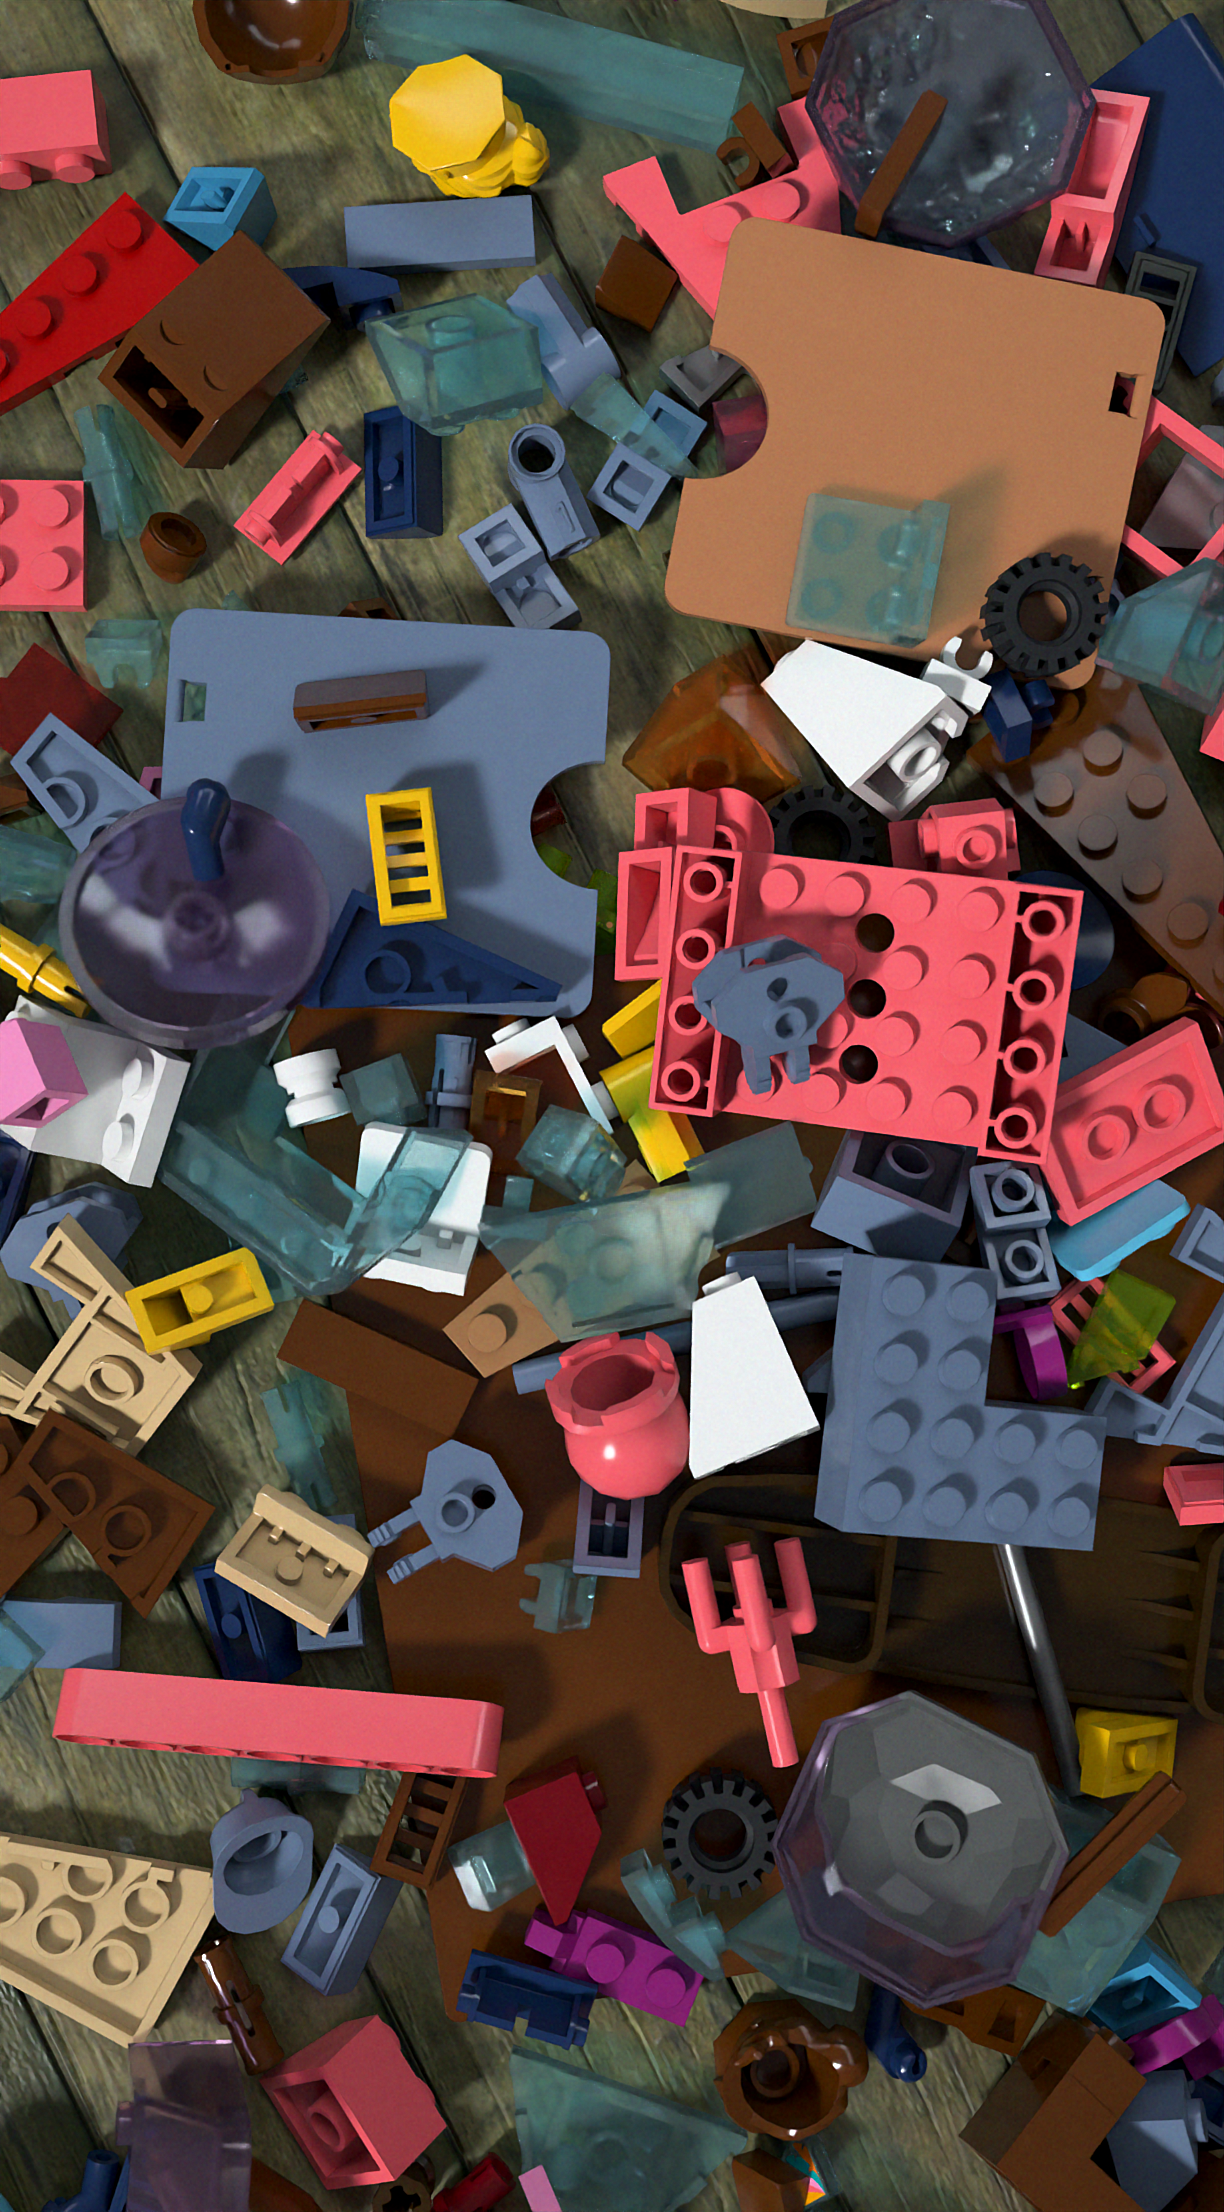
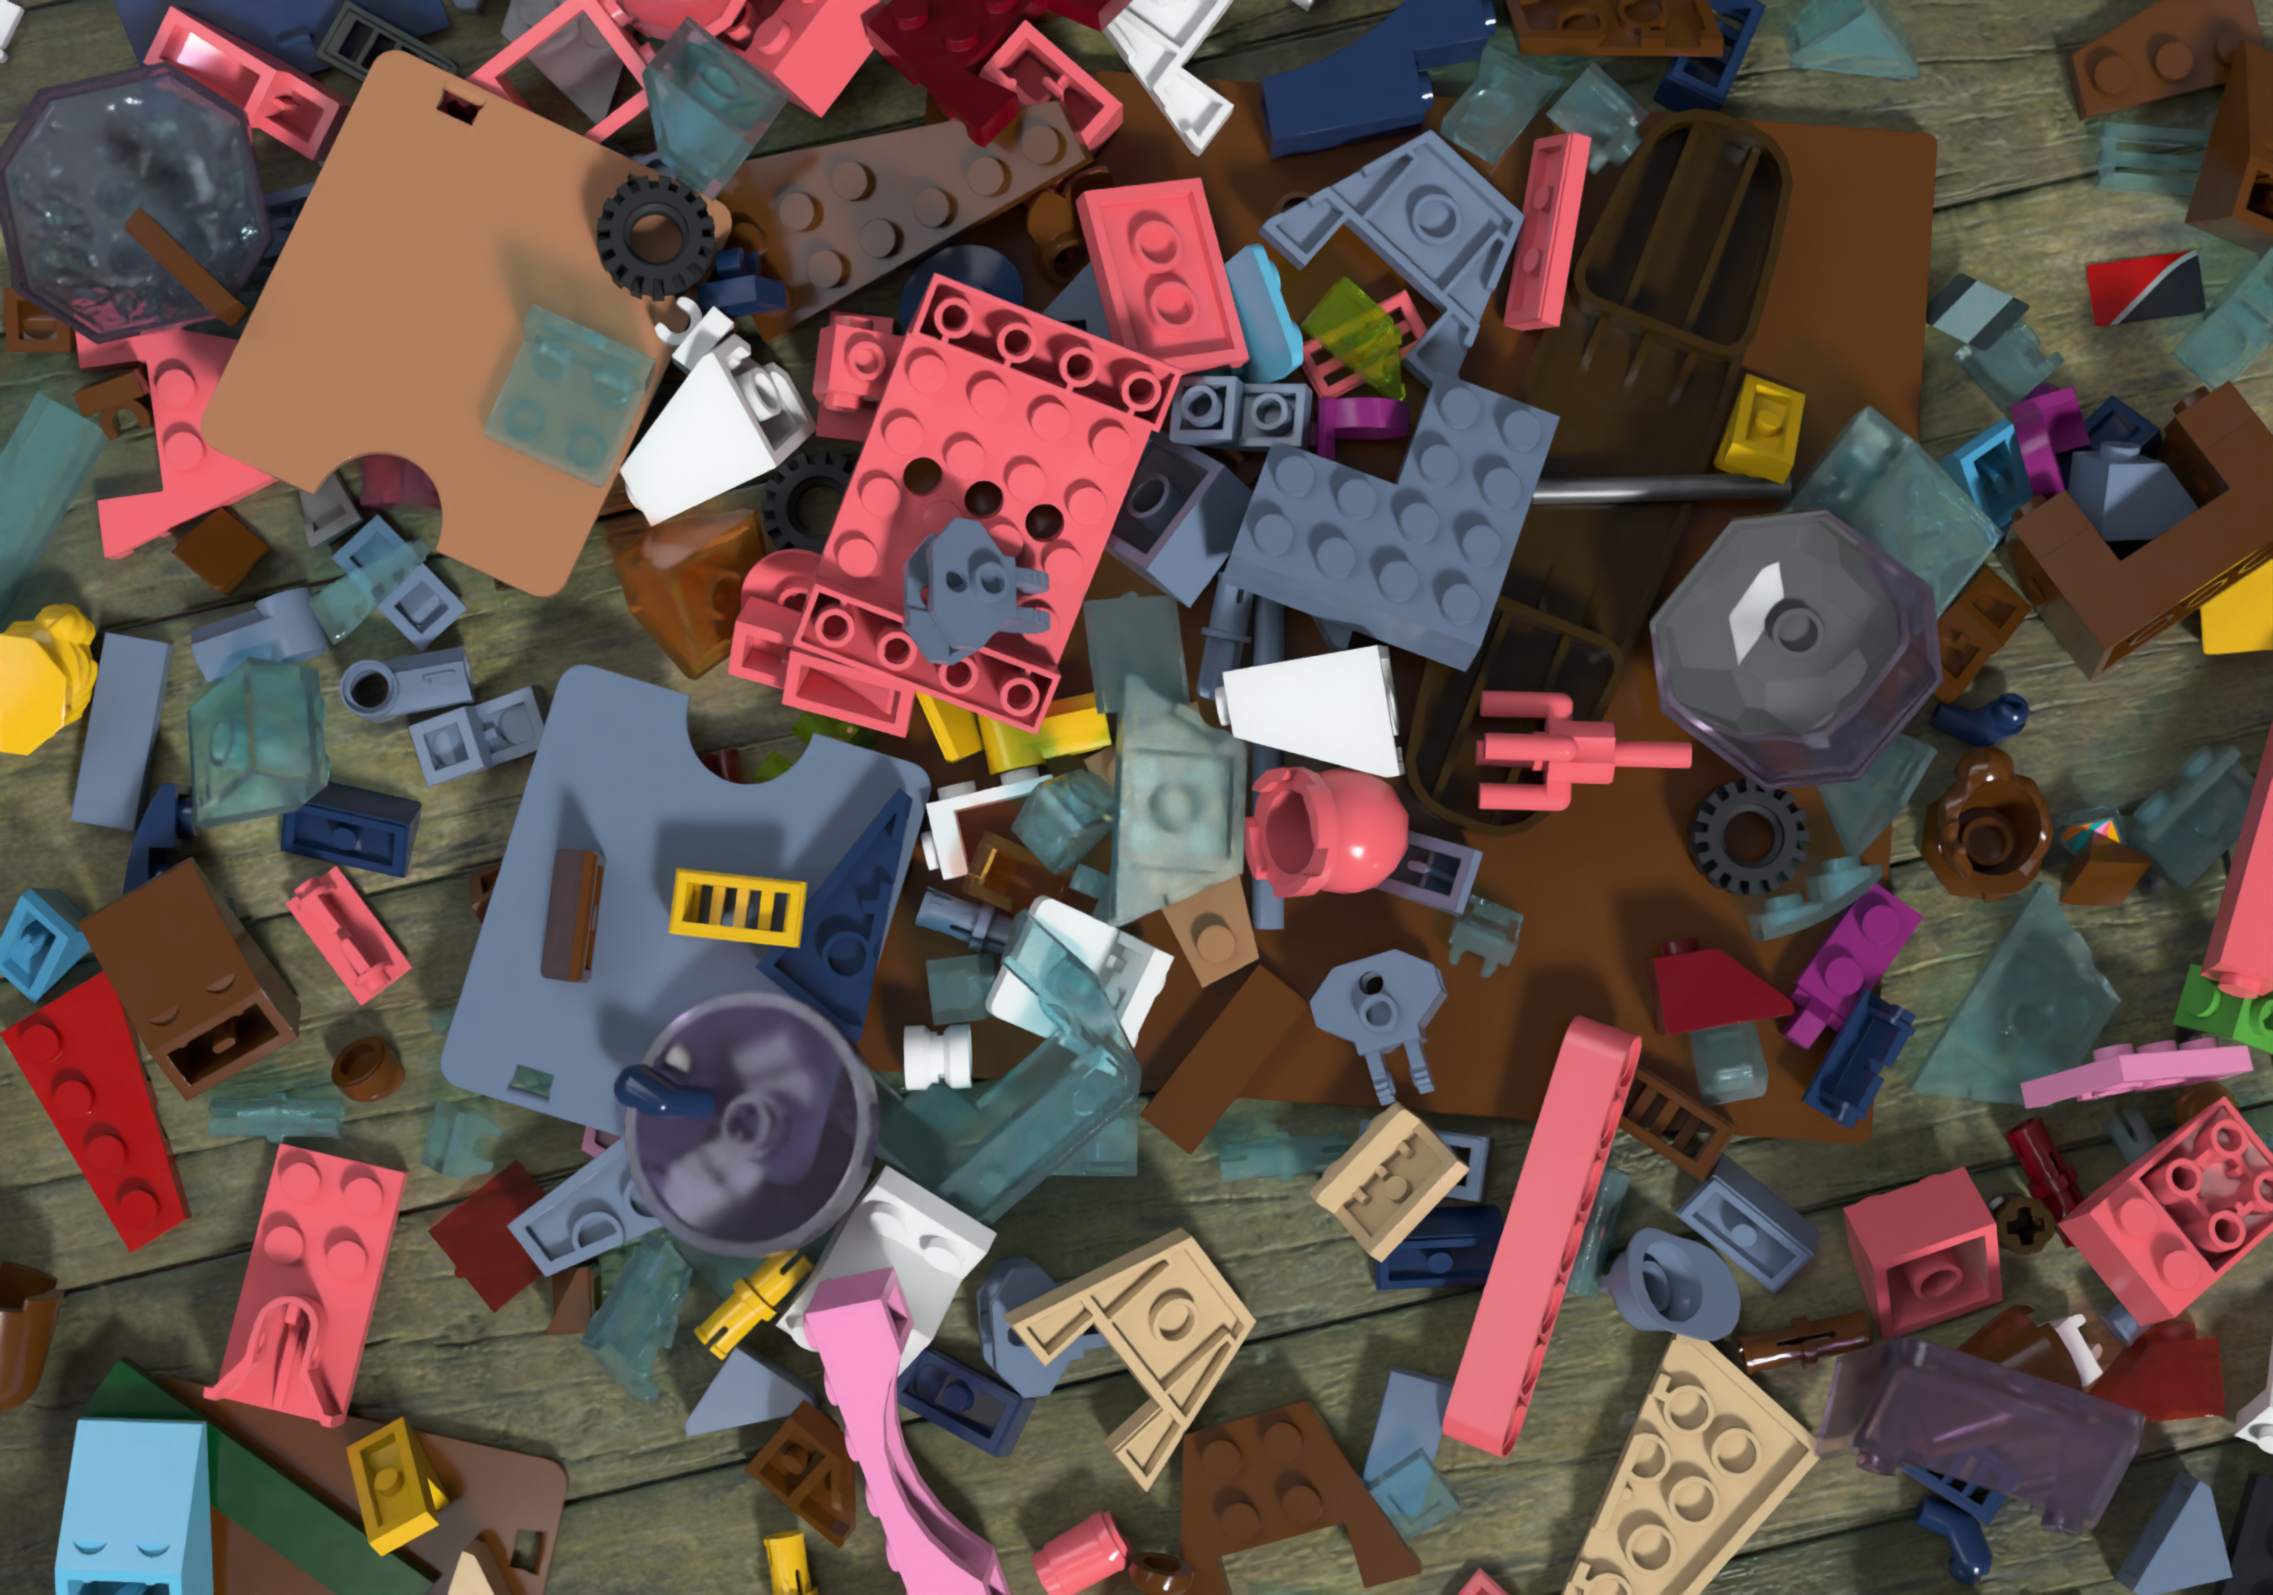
camera: 80 degrees left, 0 degrees up
(115, 1504) = (1296, 1346): reddish brown wing -> none
(199, 1301) = (1118, 1211): yellow slope -> none
(1112, 1849) = (1843, 470): reddish brown axle -> none

